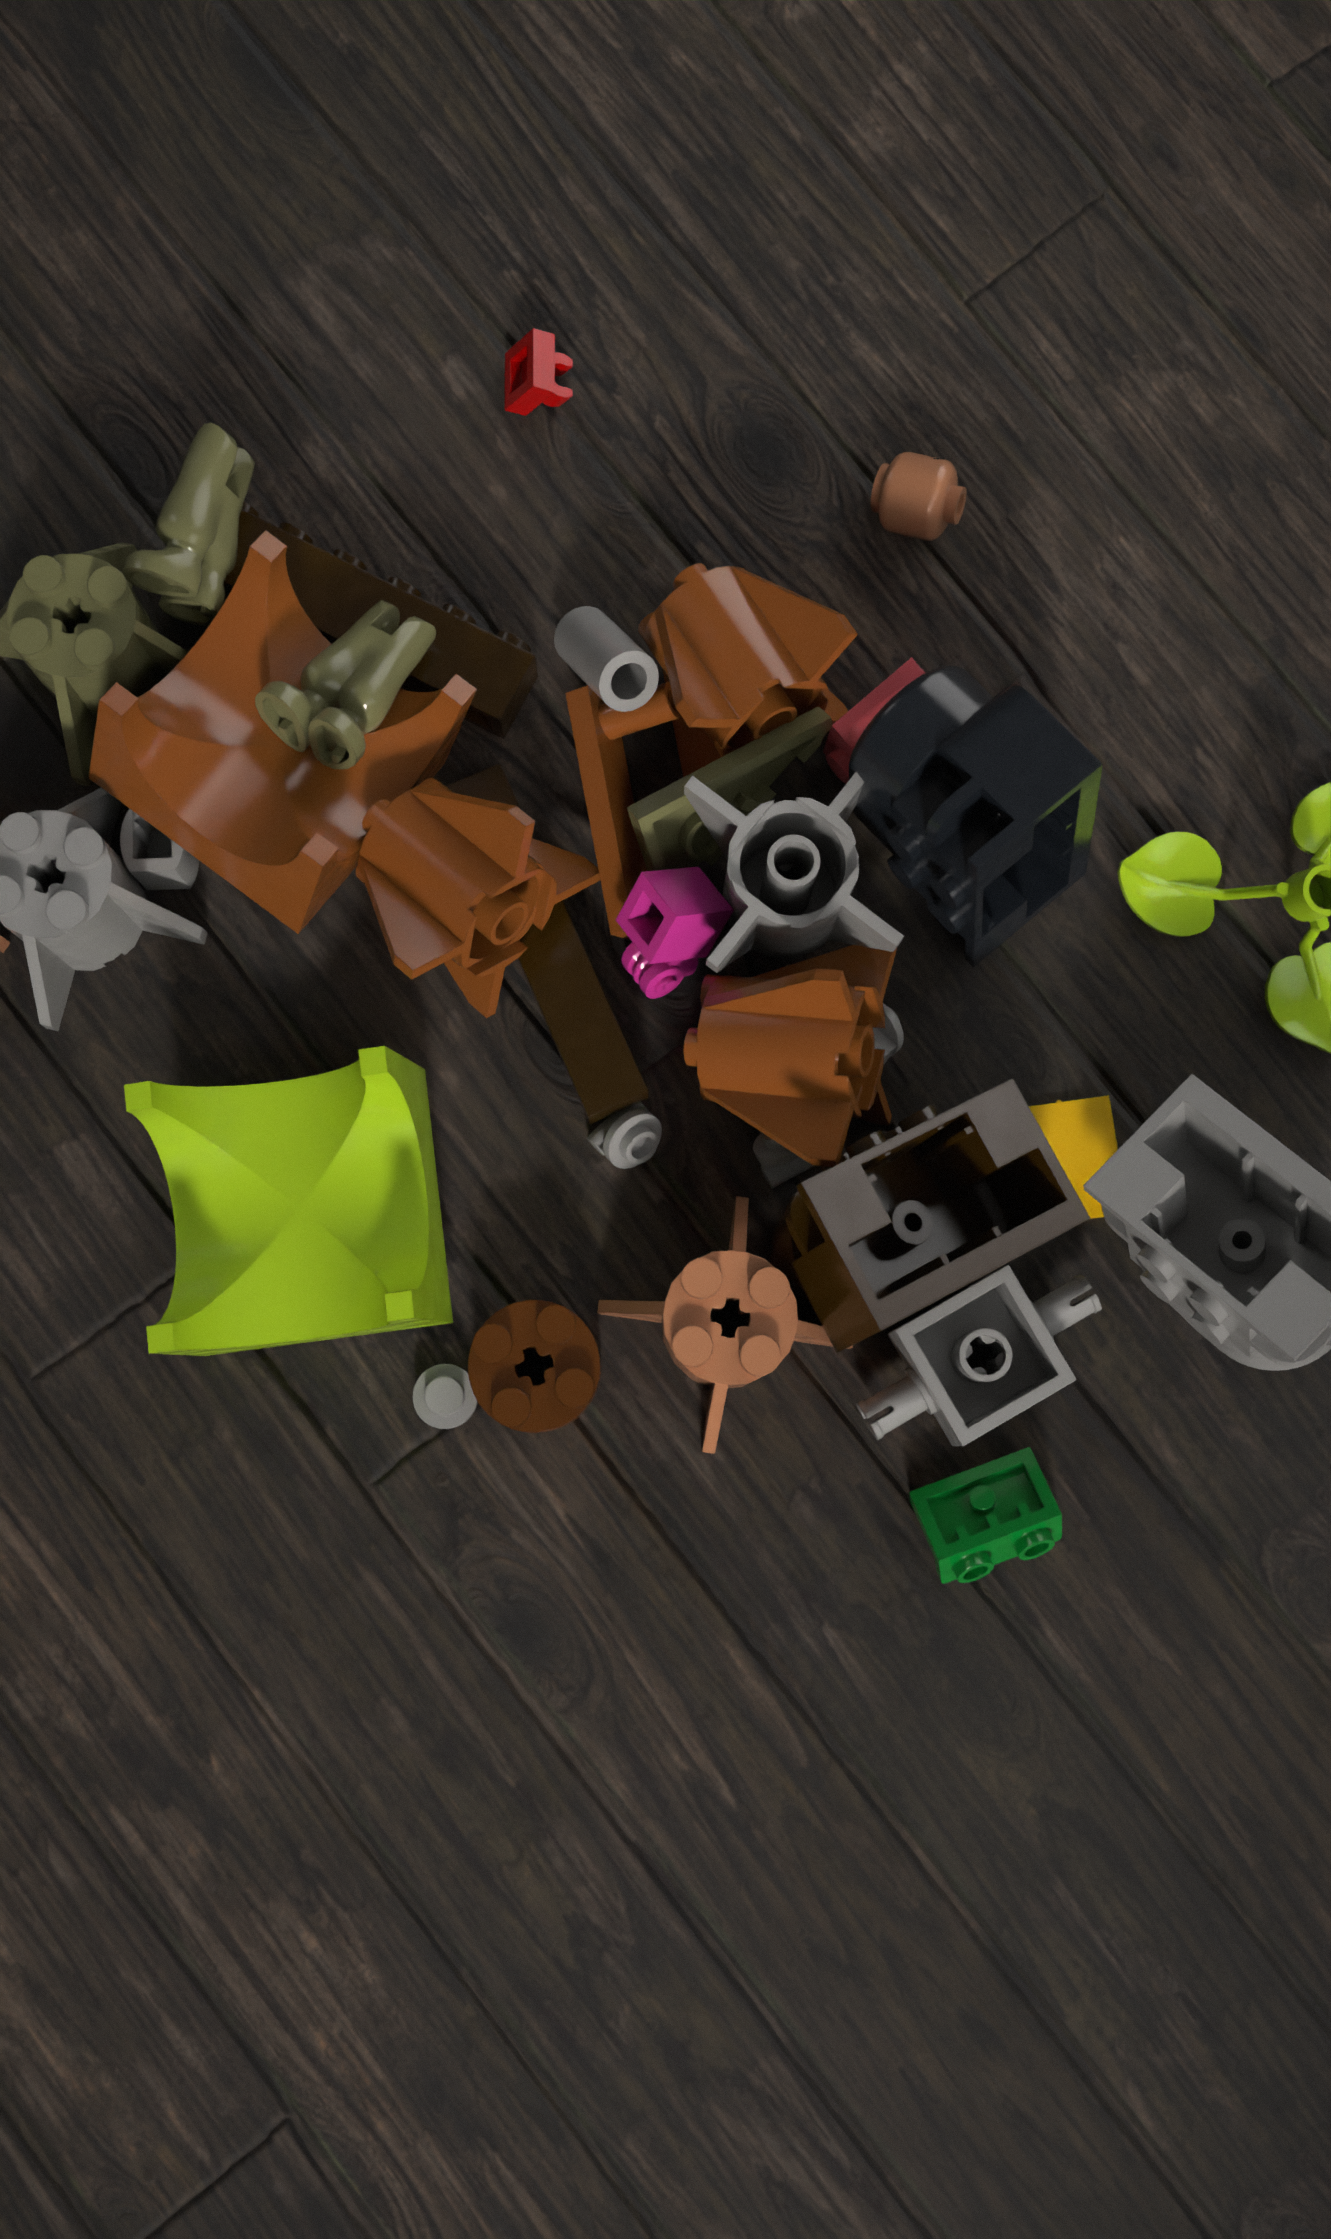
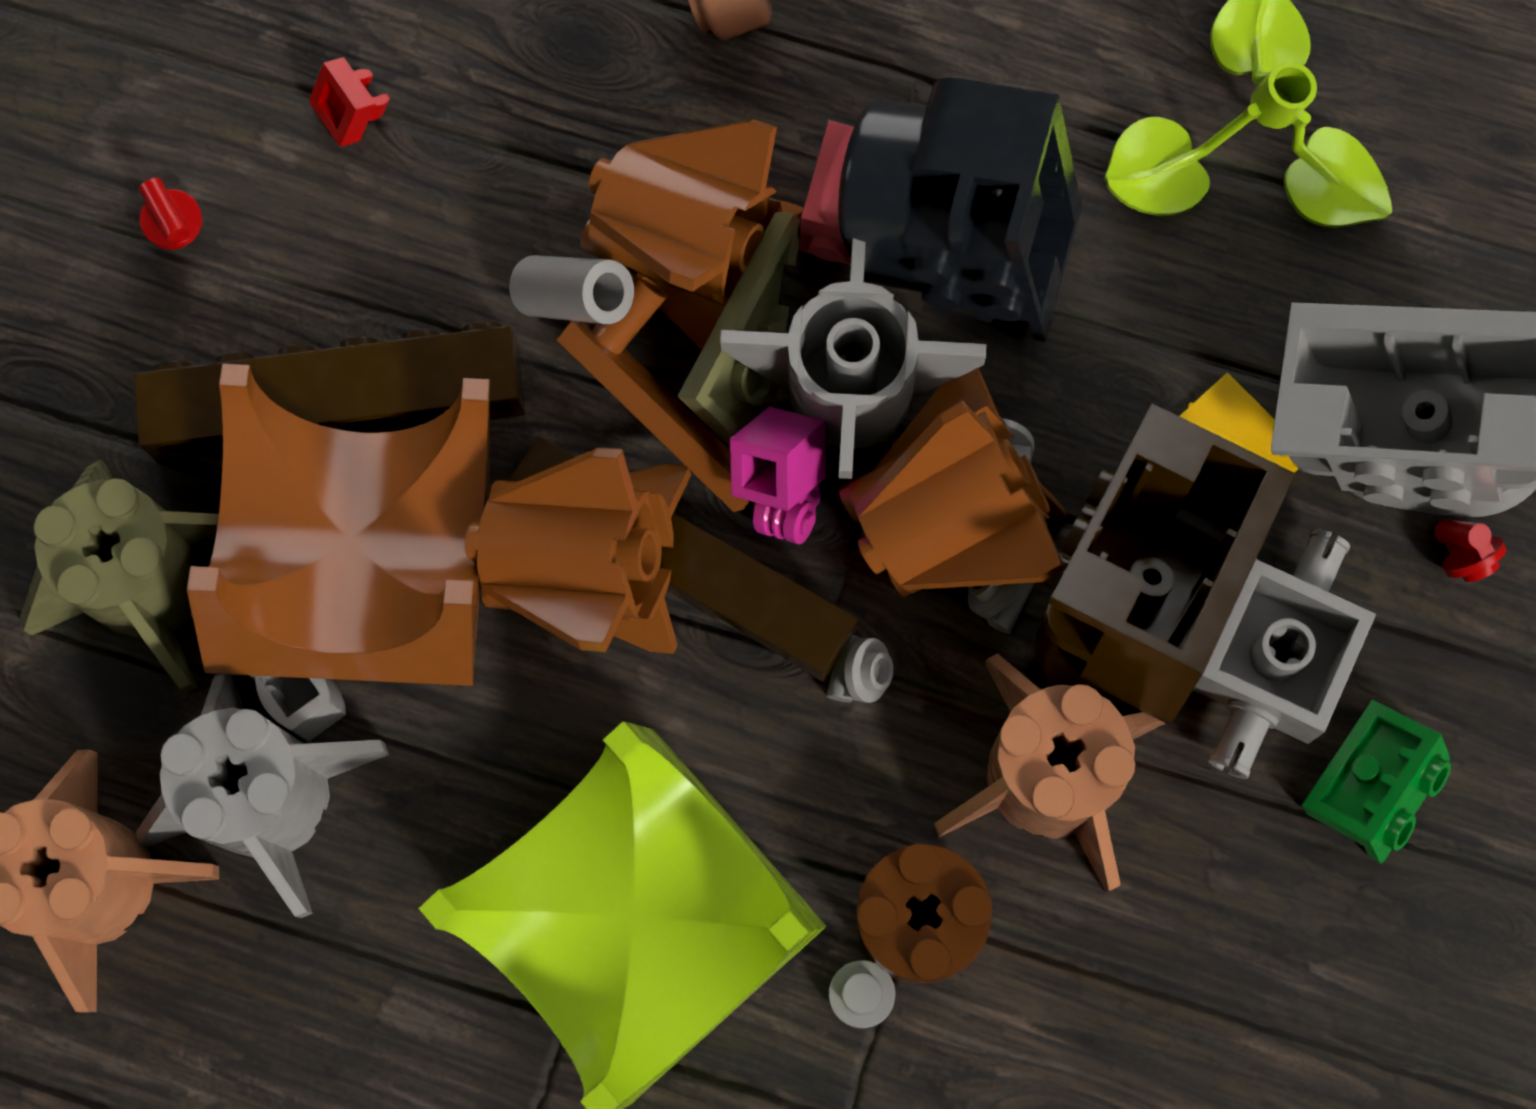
camera: 25 degrees left, 5 degrees down
(198, 529) = (158, 405): olive piece -> none
(324, 376) = (169, 215): none -> red plate
(347, 687) = (375, 453): olive piece -> none
(1204, 1383) = (1471, 549): none -> red plate

